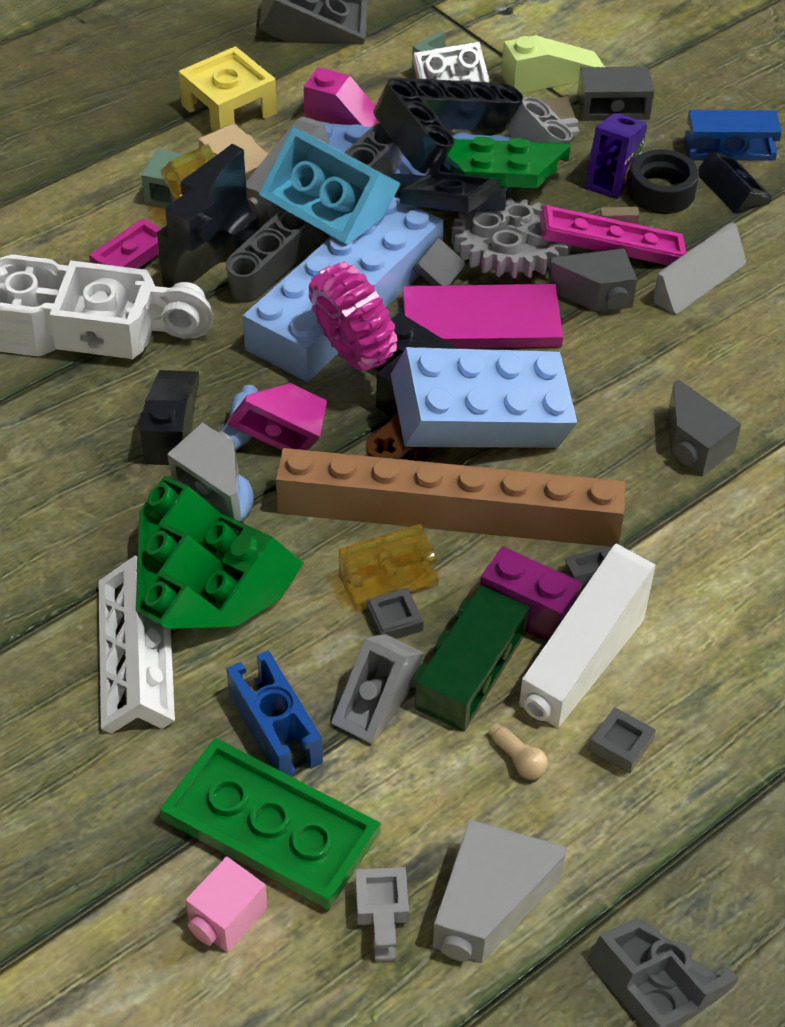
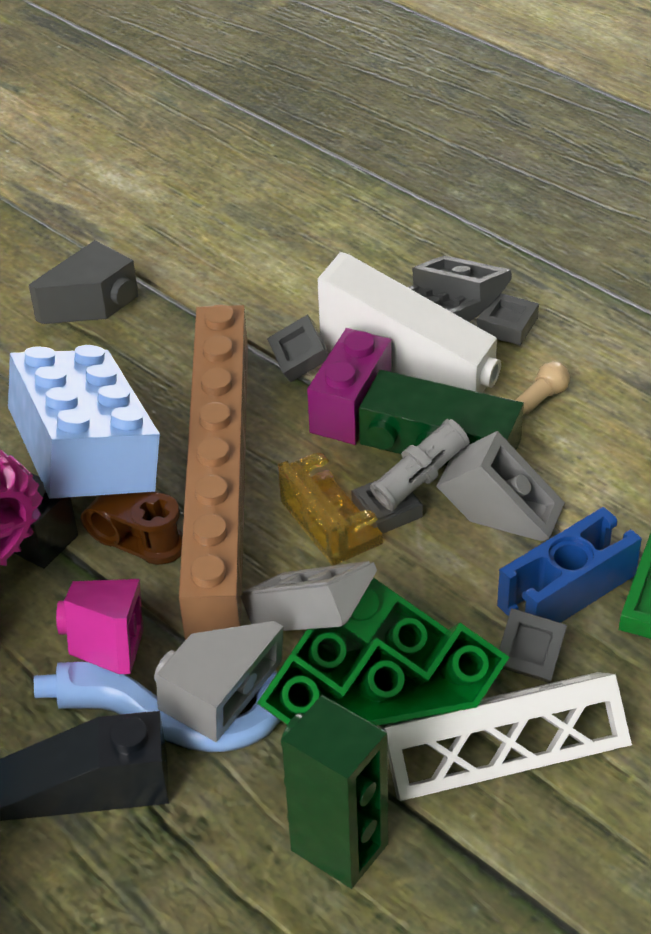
camera: 95 degrees left, 5 degrees down
(72, 504) = (336, 789): none -> dark green brick
(204, 674) = (532, 644): none -> dark grey plate
(262, 515) = (309, 596): none -> light grey slope
(403, 618) = (419, 464): none -> light grey pin
(659, 691) = (460, 284): none -> dark grey slope

